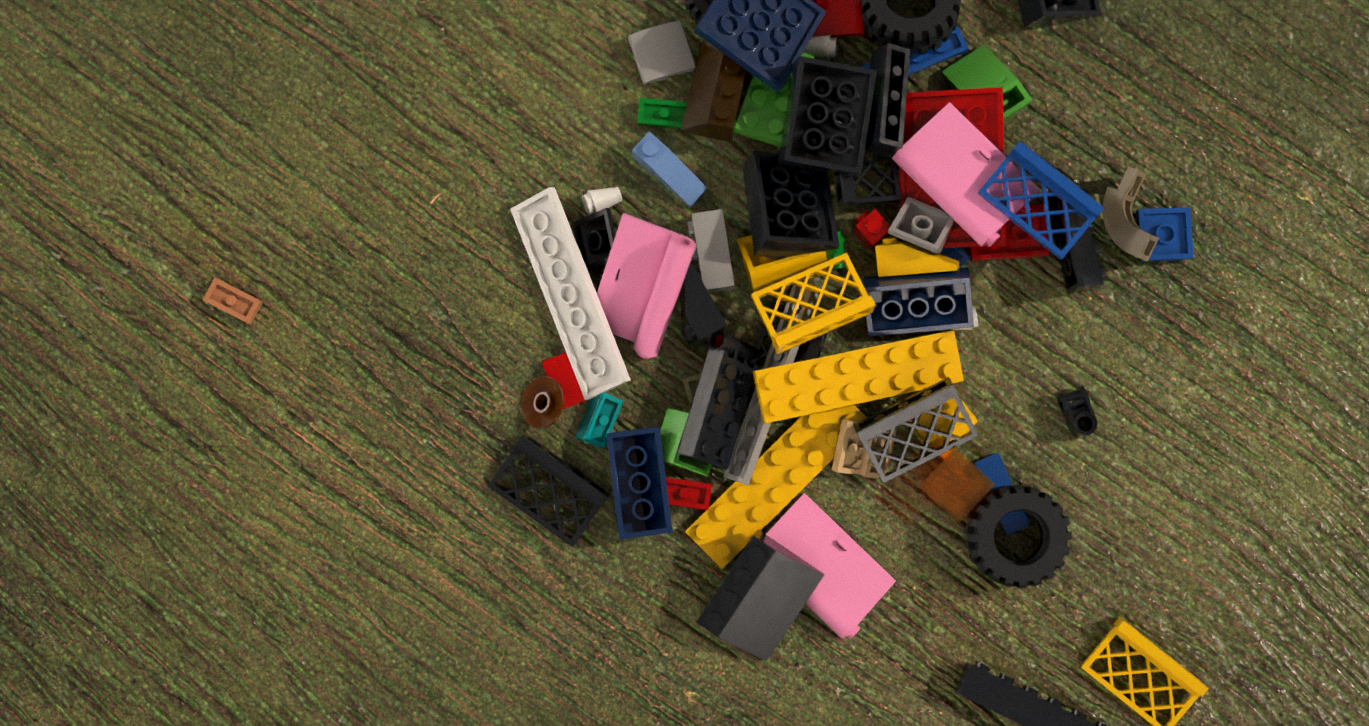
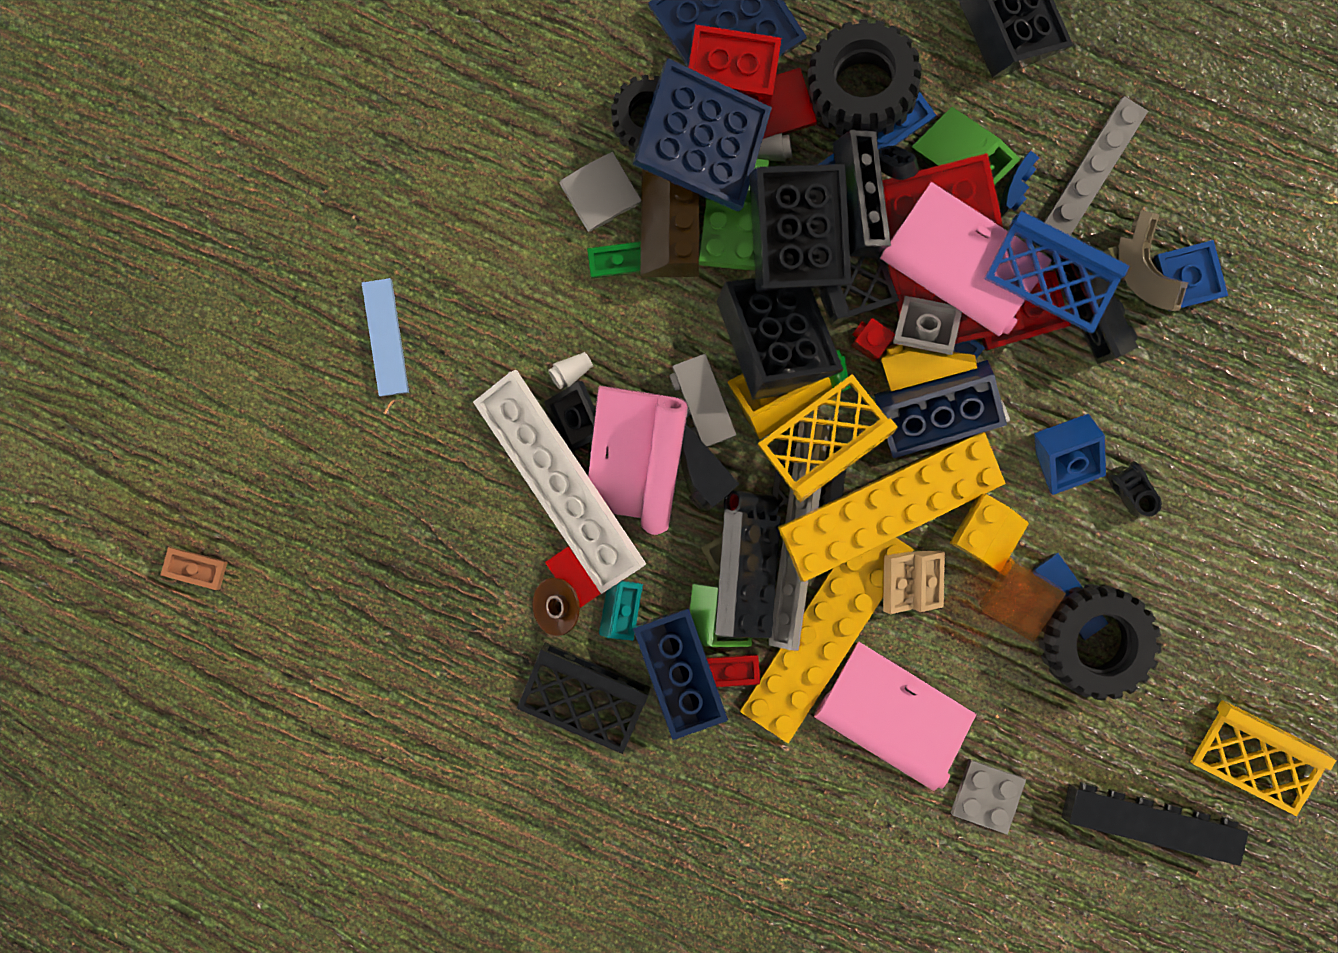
camera: 15 degrees left, 5 degrees up
(446, 137) = (385, 337): none -> light blue tile
(668, 169) = (636, 320): medium blue slope -> none
(760, 596) = (836, 766): black slope -> none
(891, 657) = (988, 796): none -> light grey plate
(911, 408) = (958, 531): fence -> none
(924, 80) = (897, 162): none -> black beam
(1025, 126) = (1015, 187): none -> blue slope
(1027, 367) = (1071, 453): none -> blue slope
(1100, 123) = (1095, 166): none -> light grey plate

